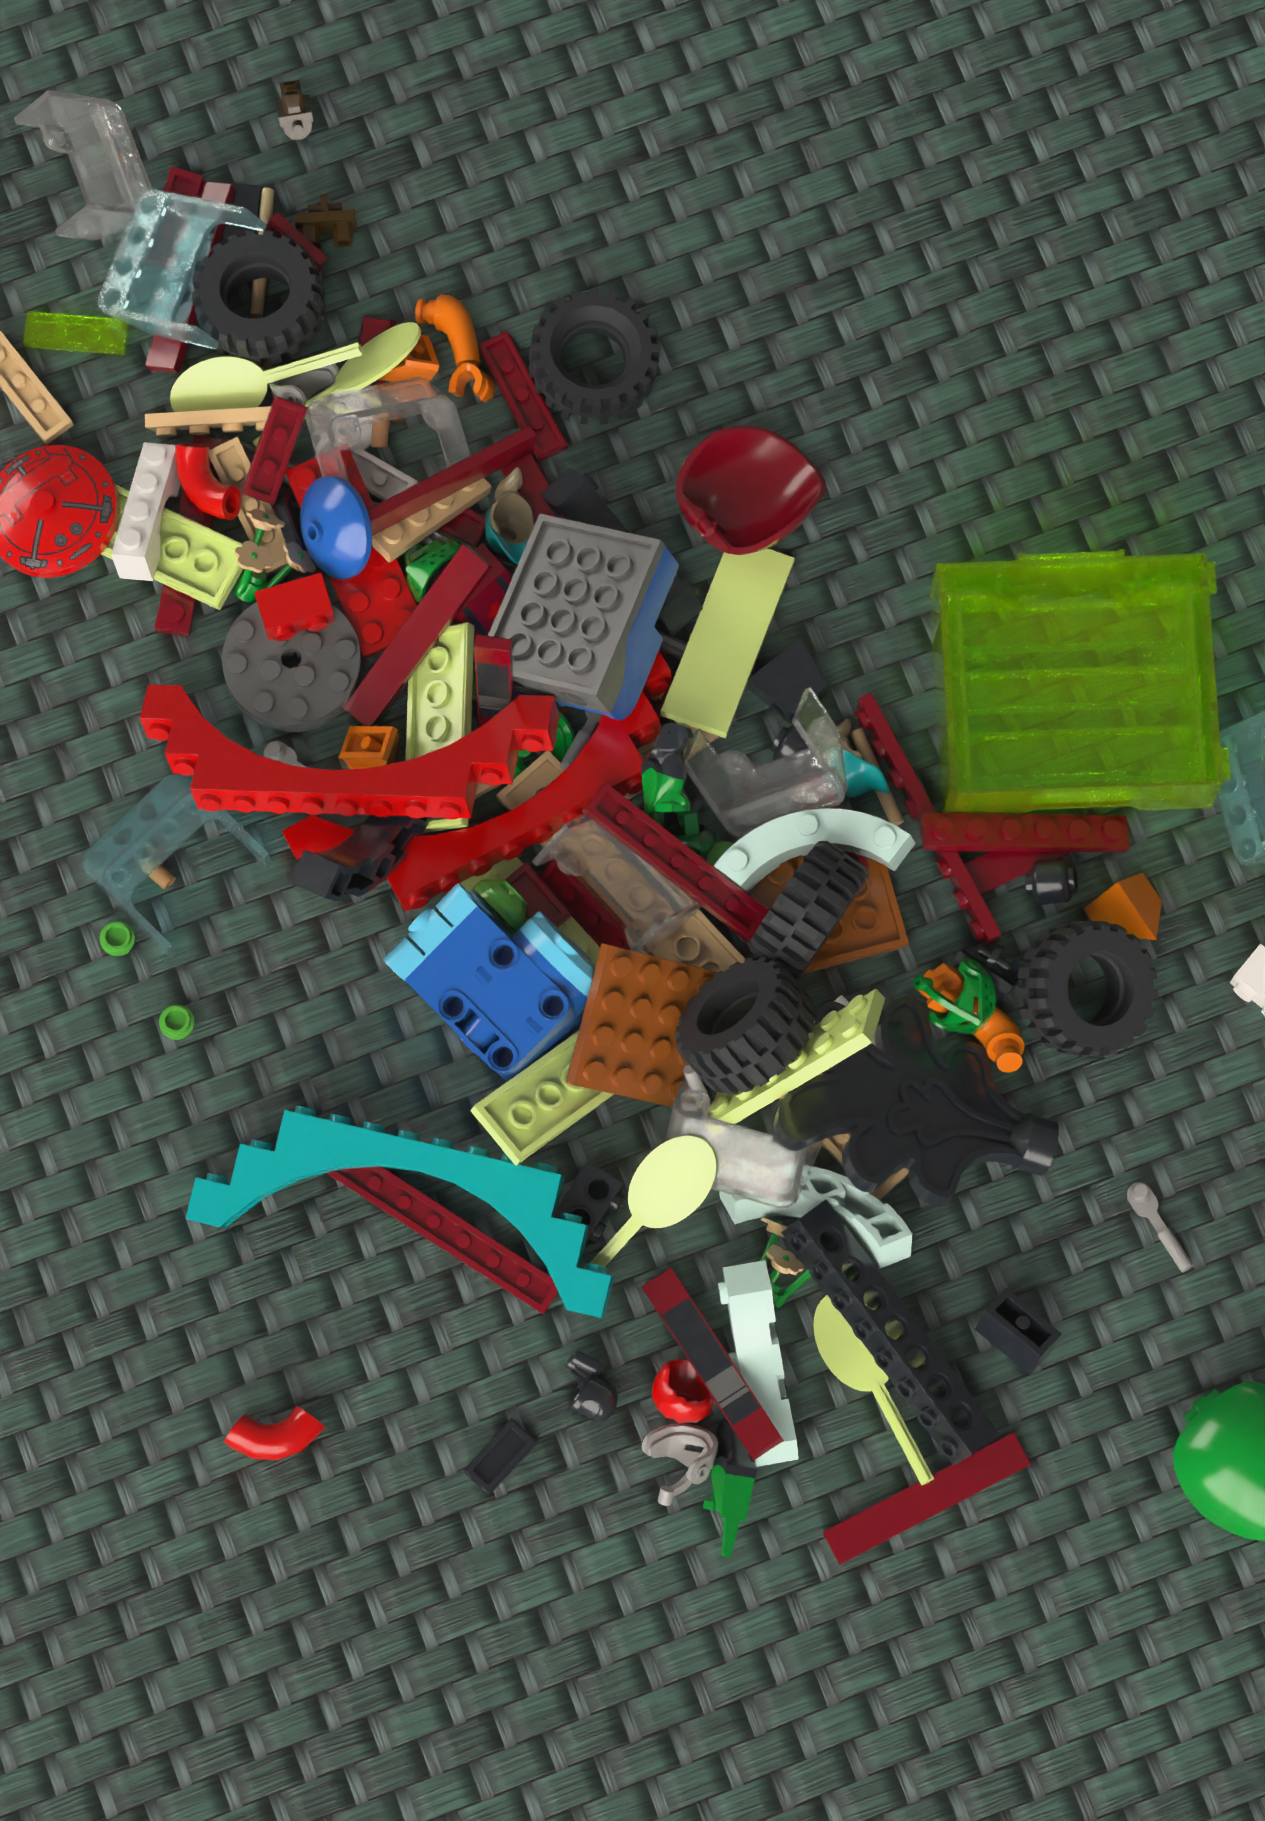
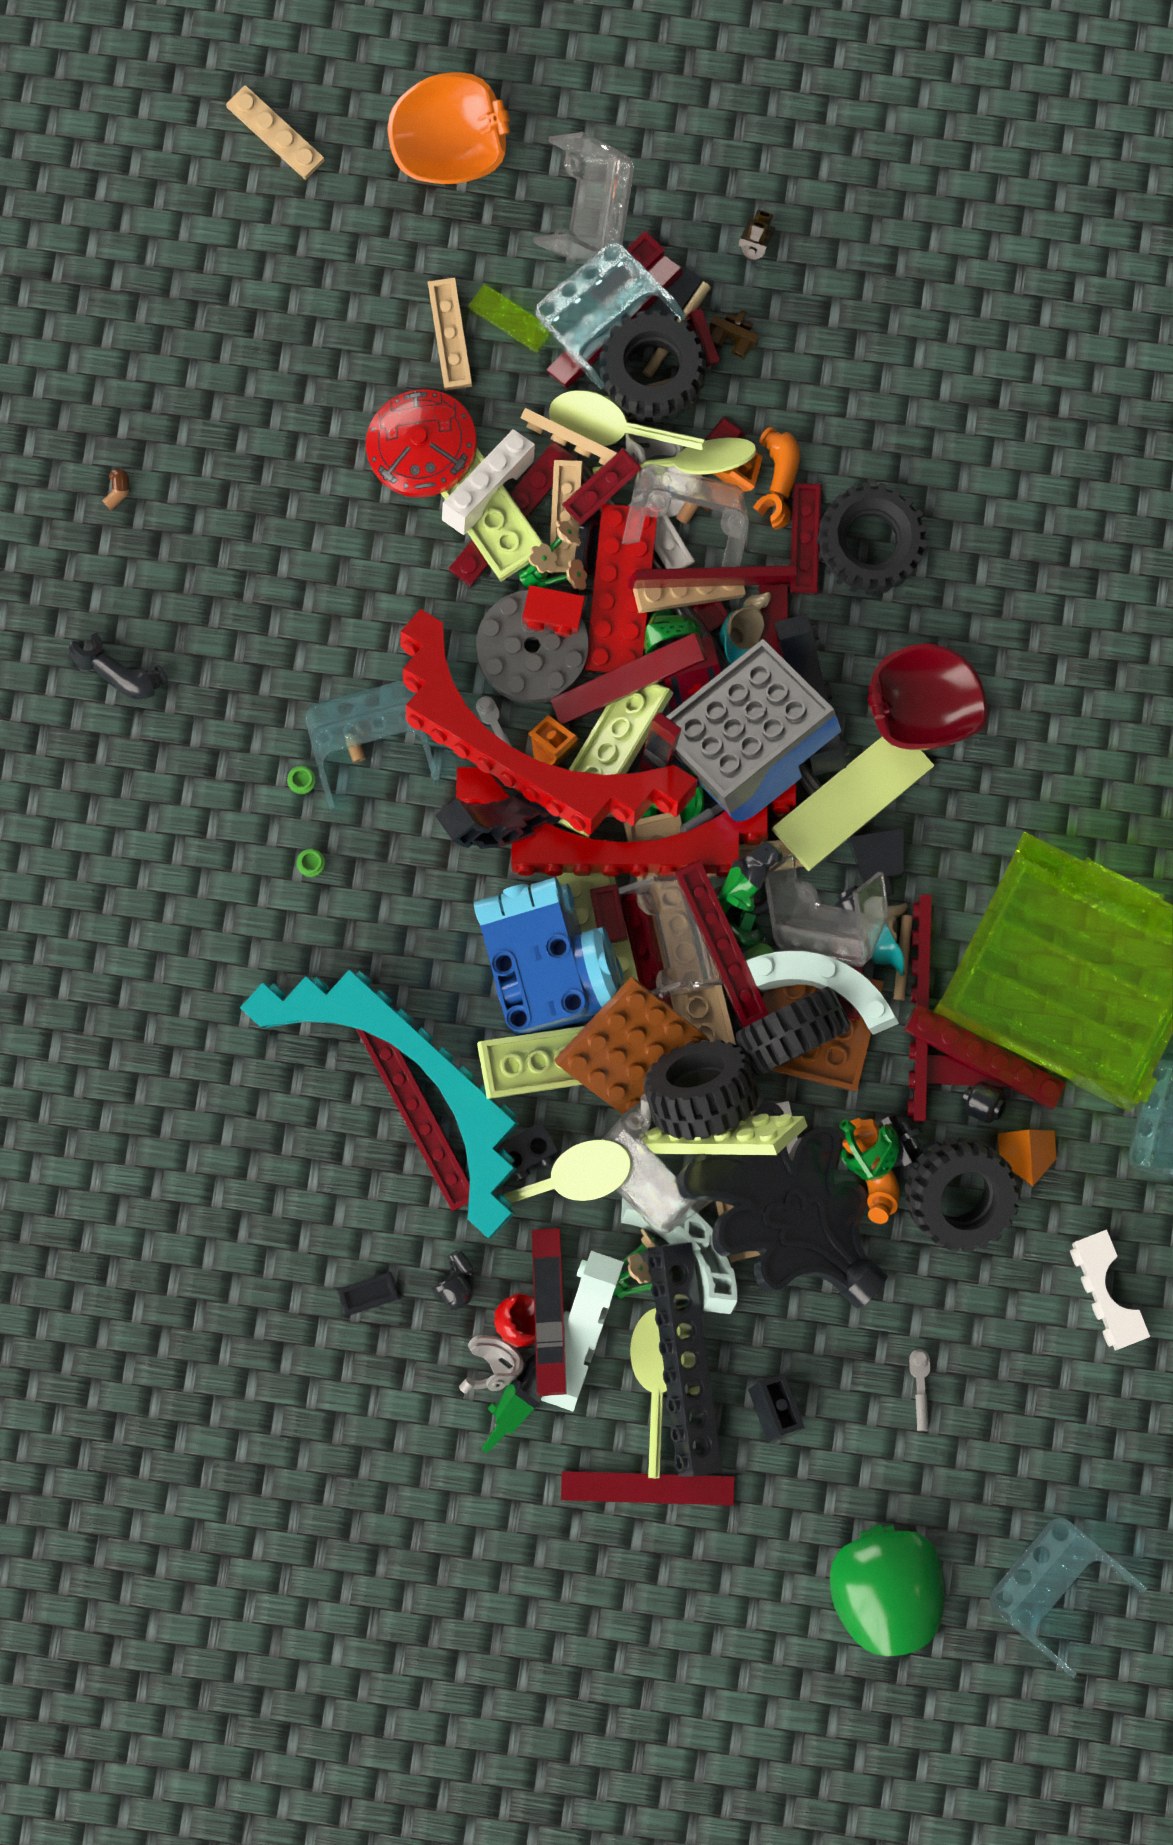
camera: 30 degrees right, 5 degrees up
(202, 486) = (536, 482): red cylinder -> none
(274, 1440) = (218, 1196): red cylinder -> none
(336, 527) = (613, 568): blue dish -> none
(503, 901) = (583, 905): bright green piece -> none

